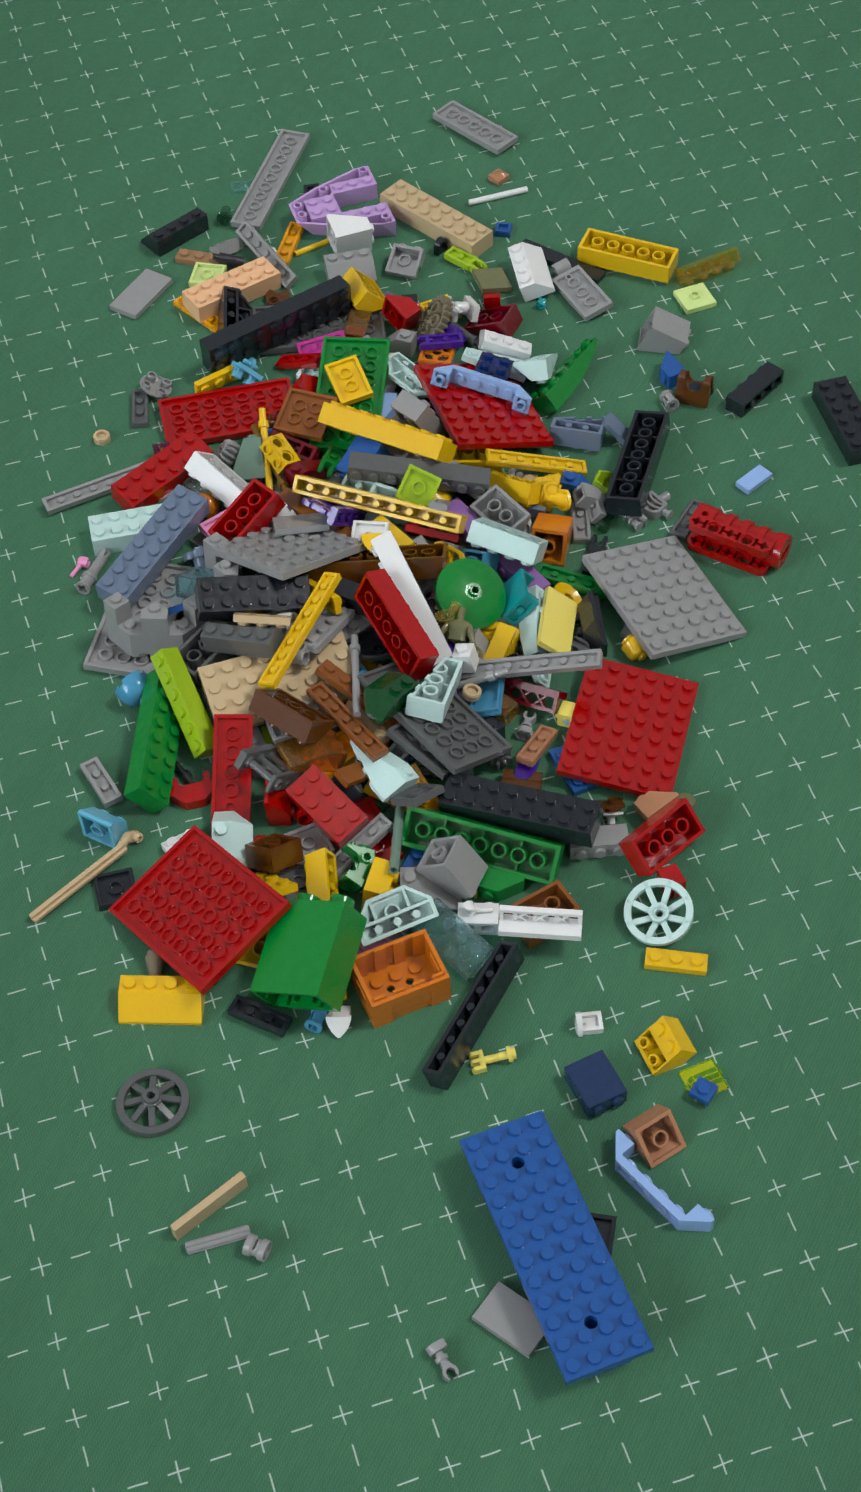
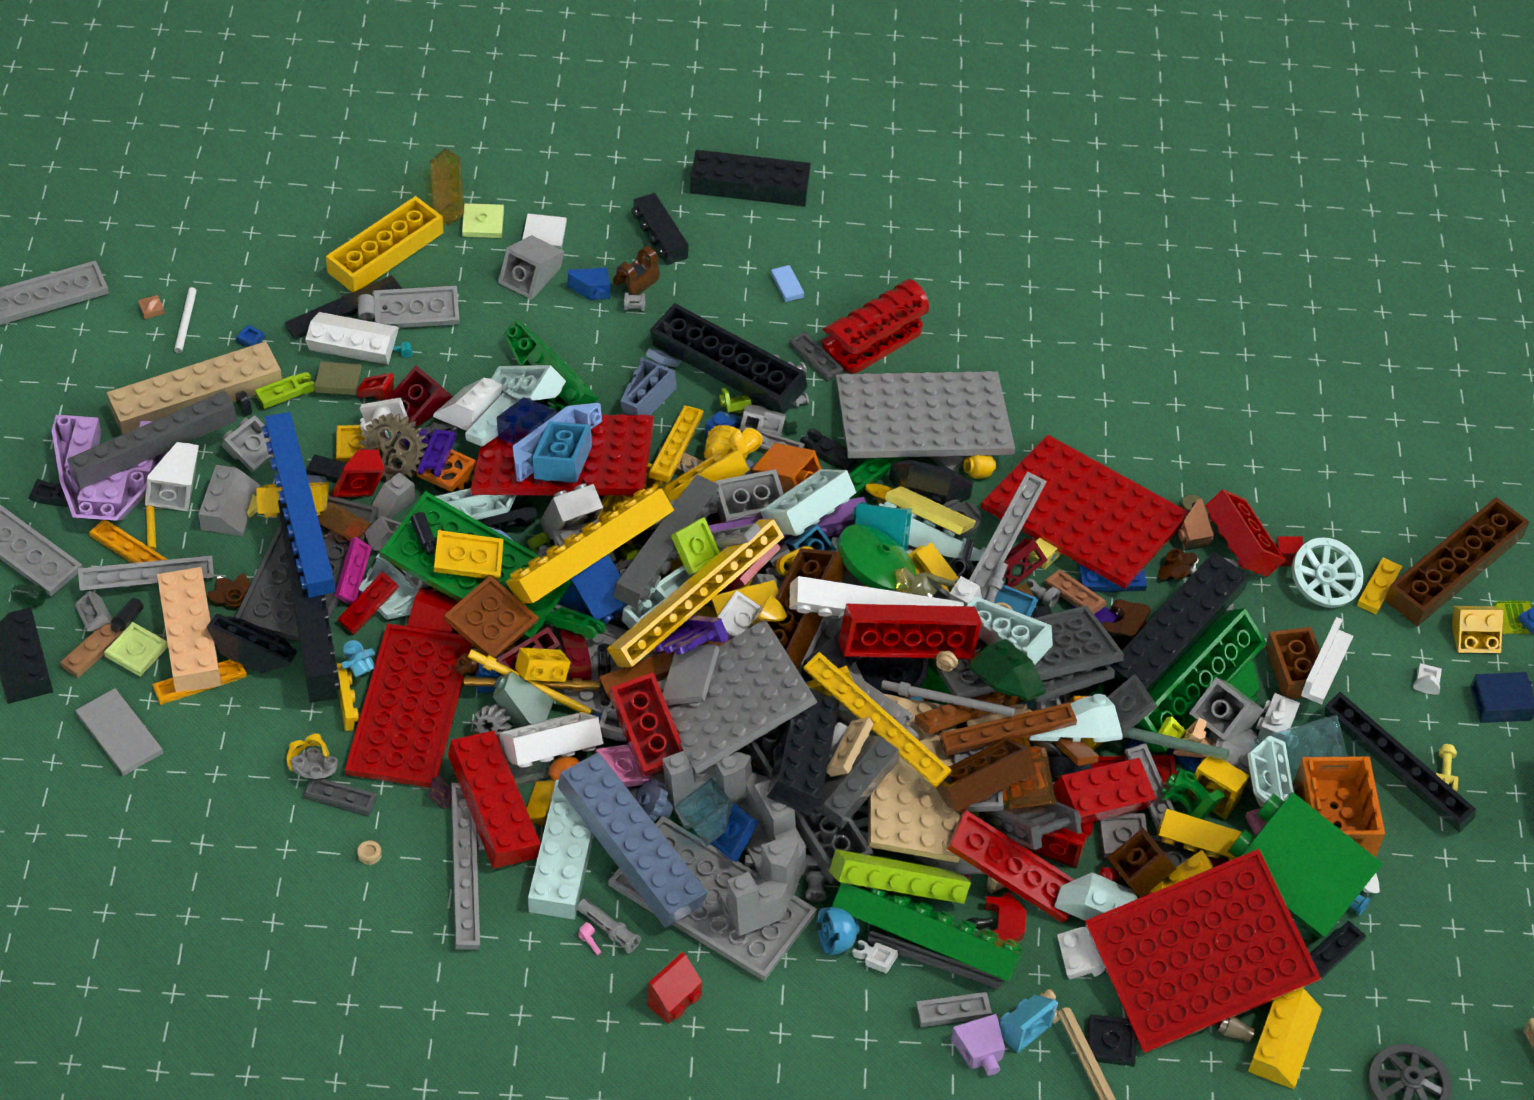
camera: 75 degrees left, 0 degrees up
(49, 616) = (674, 989): none -> slope
(71, 801) = (980, 1043): none -> lavender torso
(128, 724) = (876, 957): none -> white plate
(172, 378) = (316, 741): none -> yellow cap
(336, 281) = (299, 505): none -> blue brick
(351, 348) = (423, 532): none -> black cylinder
(363, 205) = (151, 439): none -> dark grey brick
(389, 662) = (946, 661): none -> tan plate
(411, 852) = (1197, 734): none -> light nougat slope
(413, 838) = (1172, 728): none -> neon yellow tile
(464, 390) = (562, 451): none -> dark azure brick
(708, 332) = (547, 228): none -> white tile
(733, 1009) = (1456, 561): none -> reddish brown brick

